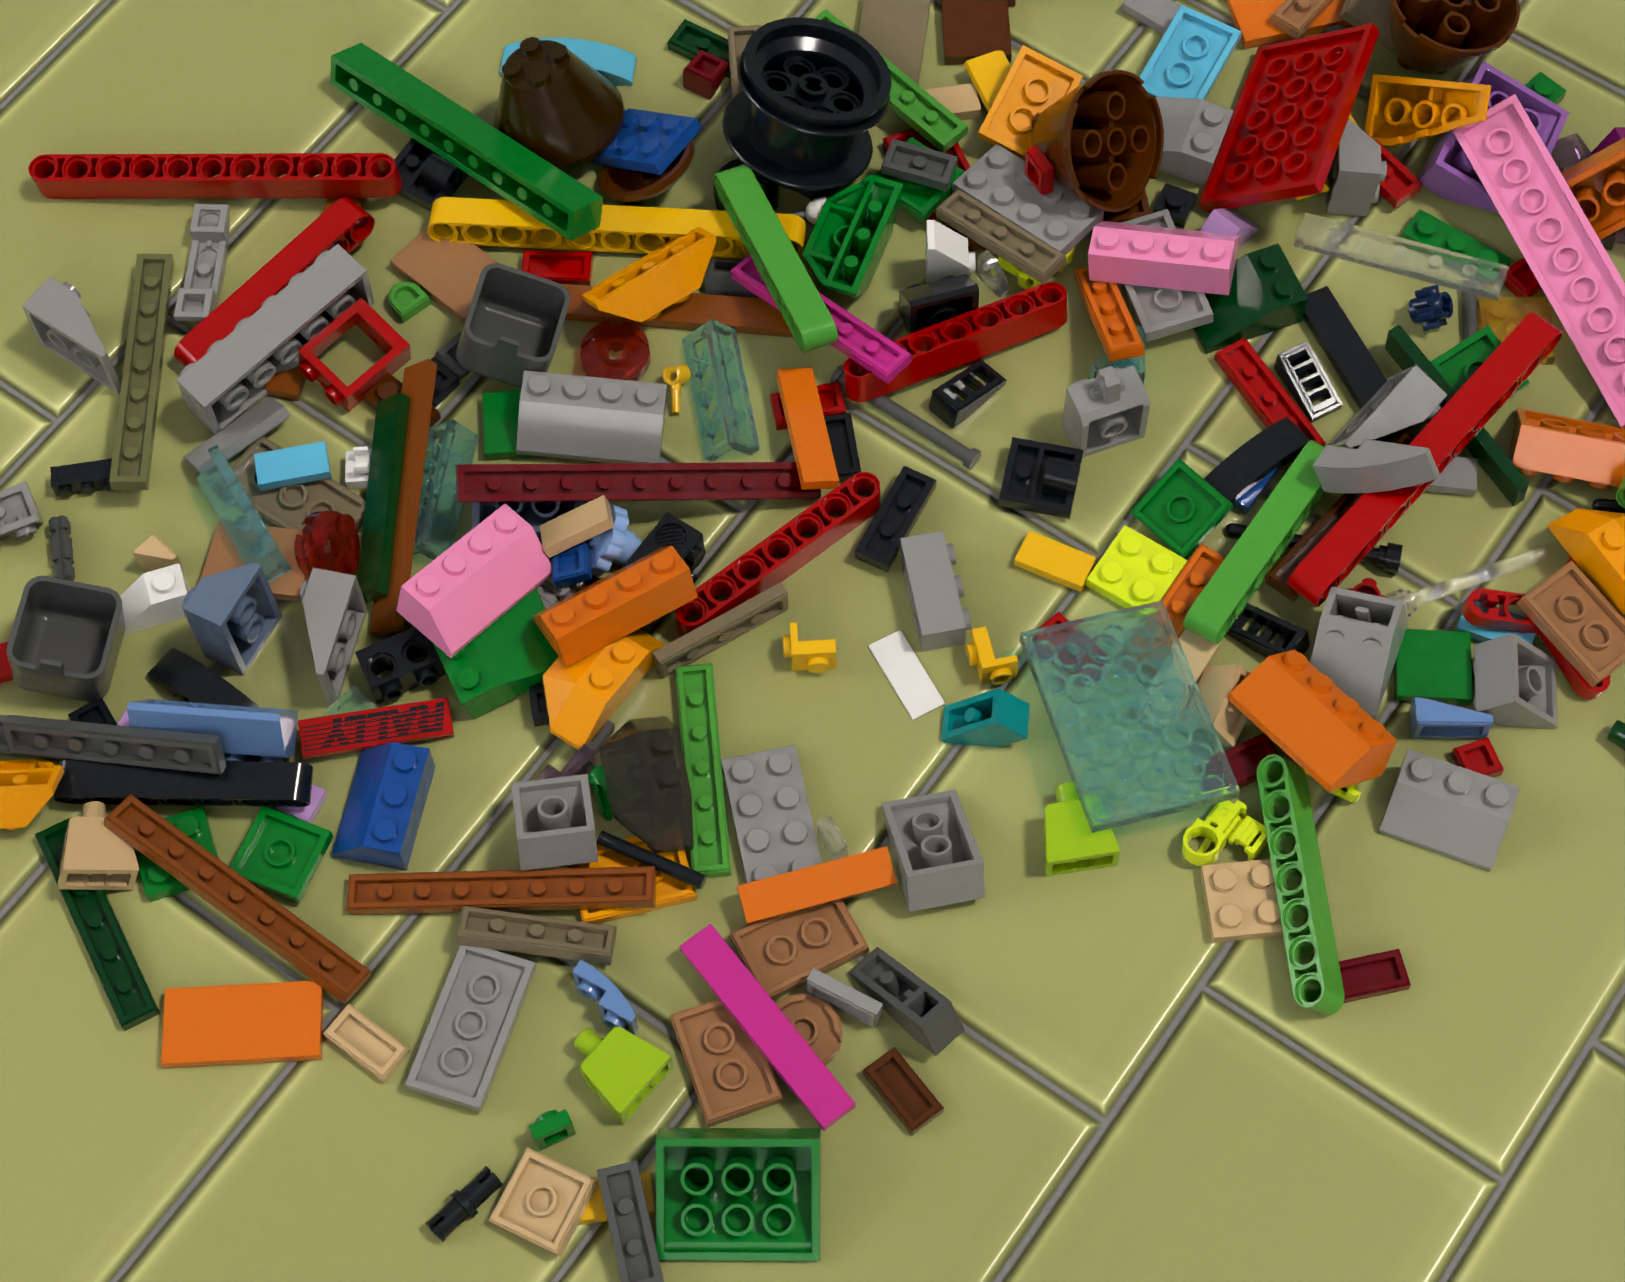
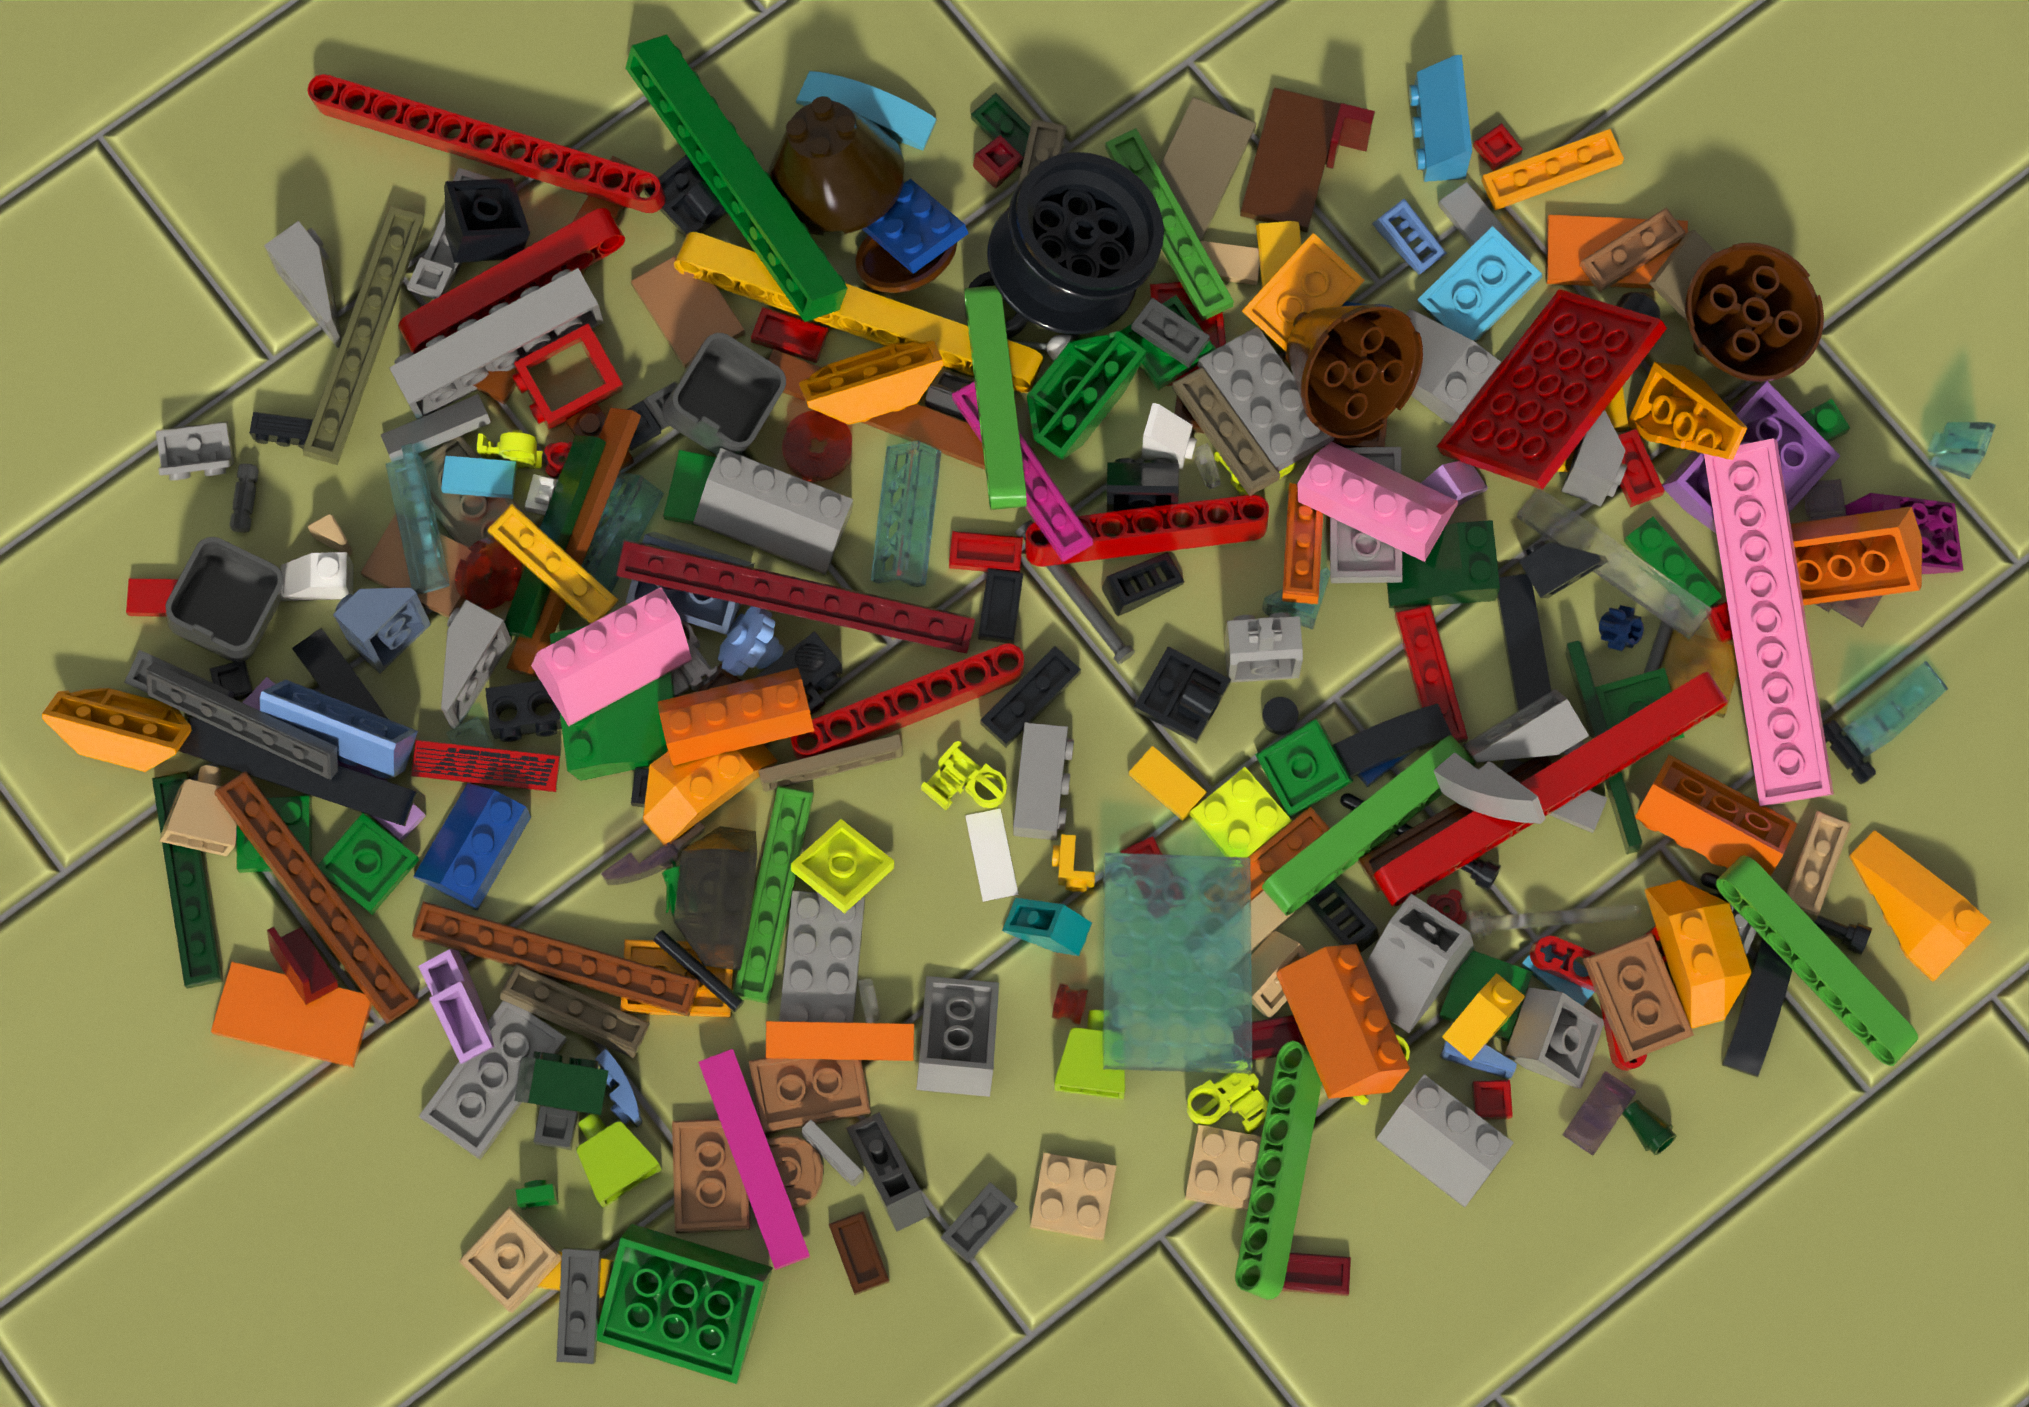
camera: 15 degrees right, 10 degrees up
(232, 239) = (484, 220): none -> black slope
(239, 968) = (302, 964): none -> dark red panel
(322, 424) = (513, 446): none -> neon yellow piece
(361, 427) = (553, 454): none -> red plate
(366, 1043) = (396, 1065): tan tile -> none
(386, 516) = (552, 565): none -> yellow tile
(407, 300) = (636, 327): bright green tile -> none
(413, 962) = (457, 1004): none -> lavender slope
(464, 1204) = (441, 1239): black pin -> none
(546, 1004) = (562, 1085): none -> dark green brick
(551, 1056) = (555, 1127): none -> dark grey plate
(554, 822) = (619, 911): light grey slope -> none
(572, 566) = (708, 659): blue tile -> none
(576, 526) = (723, 625): tan tile -> none
(675, 382) = (866, 487): yellow hand -> none
(764, 720) = (842, 865): none -> neon yellow plate
(807, 428) = (973, 582): orange tile -> none
(809, 655) = (908, 814): yellow bracket -> none
(850, 606) = (962, 771): none -> neon yellow piece
(1016, 1023) = (979, 1223): none -> dark grey plate
(1033, 786) = (1070, 1003): none -> clear red wheel
(1039, 170) = (1282, 377): red tile -> none
(1093, 44) = (1410, 220): none -> medium blue slope
(1101, 971) = (1073, 1196): none -> tan plate
(1140, 472) = (1280, 715): none -> black tile
(1178, 202) = (1414, 440): black plate -> none
(1298, 361) = (1469, 639): slope -> none
(1354, 268) = (1557, 566): none -> black slope
(1446, 677) = (1483, 1016): none -> yellow slope
(1585, 743) = (1599, 1113): none -> slope

